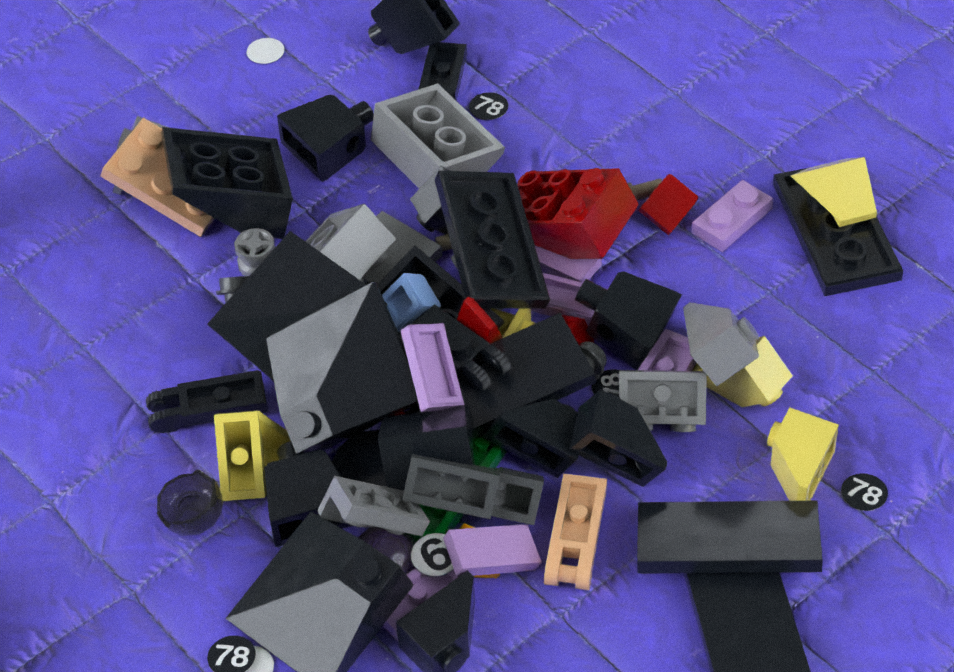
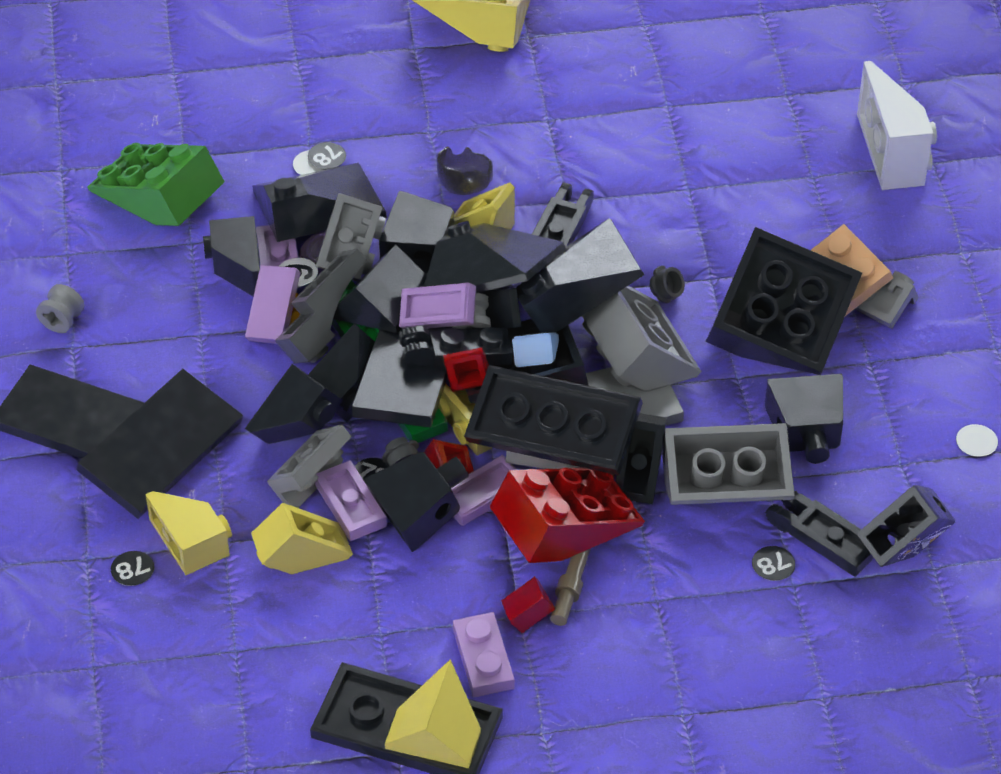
camera: 120 degrees right, 0 degrees up
(252, 248) = (697, 312): light grey wheel -> none
(575, 530) = (245, 363): light nougat plate -> none
(719, 340) = (328, 512): light grey slope -> none

